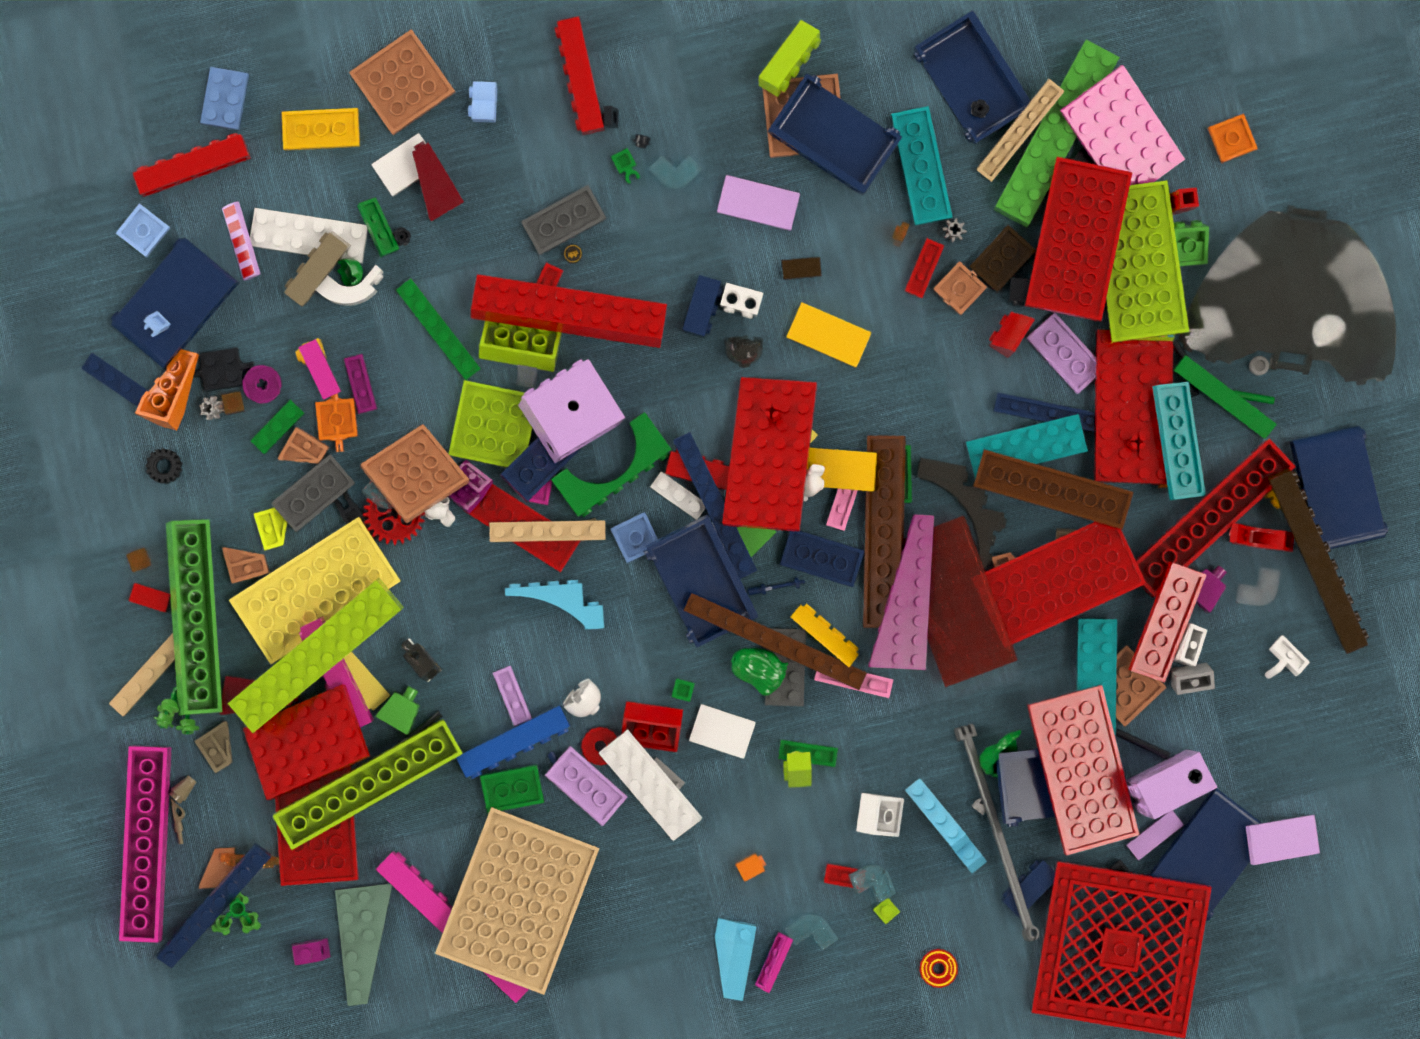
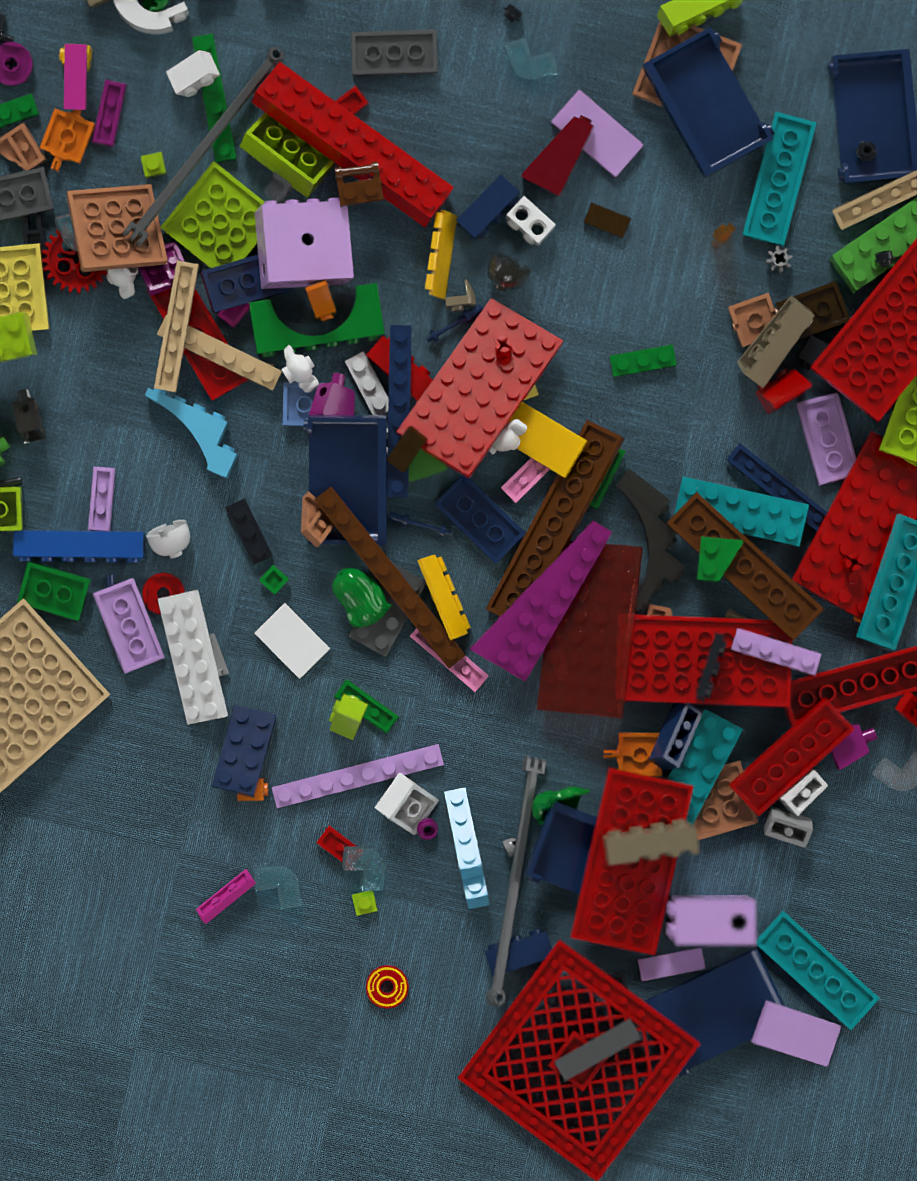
camera: 25 degrees right, 0 degrees up
(412, 319) = (193, 73): none -> white brick
(417, 407) = (153, 164): none -> lime plate
(450, 374) = (202, 148): none -> dark grey hinge
(503, 528) = (176, 326): none -> tan plate
(573, 254) = (386, 91): tile -> none
(596, 345) = (359, 191): none -> reddish brown plate
(608, 449) = (321, 301): none -> orange slope
(618, 512) = (300, 370): none -> white piece
(624, 163) = (484, 27): green plate -> none
(643, 661) = (249, 531): none -> black plate
(653, 725) = (226, 600): red slope -> none
(657, 522) = (333, 398): none -> magenta torso
(685, 367) = (440, 260): none -> yellow windscreen
(693, 628) = (314, 522): none -> nougat wing
(717, 394) = (458, 302): none -> dark tan plate
(728, 402) = (467, 316): none -> dark blue piece
(729, 839) = (244, 751): none -> dark blue plate
(734, 951) = (192, 865): medium azure wedge -> none
(738, 240) = (557, 161): none -> dark red slope
(738, 533) = (407, 449): none -> dark brown tile
(828, 335) = (600, 300): yellow tile -> none
(829, 812) = (357, 776): none -> lavender plate
(887, 365) = (642, 360): none -> green plate
(911, 828) = (429, 834): none -> magenta plate
(924, 268) = (729, 282): red plate -> none
(985, 298) = (775, 341): none -> dark tan wedge
(1027, 494) = (716, 557): none -> green wing
(1038, 187) = (884, 258): none -> black plate
(1045, 680) = (634, 752): none -> orange plate
(1066, 652) = (675, 736): none -> dark blue brick
(1069, 584) = (711, 667): none -> black plate
(1091, 747) = (650, 842): none -> dark tan wedge
(1113, 545) = (776, 651): none -> lavender plate
(1132, 933) = (597, 1049): none -> dark grey tile
(1143, 744) = (709, 872): black bar -> none
(1272, 780) = (816, 970): none -> teal plate
(1288, 657) = (895, 854): white plate -> none

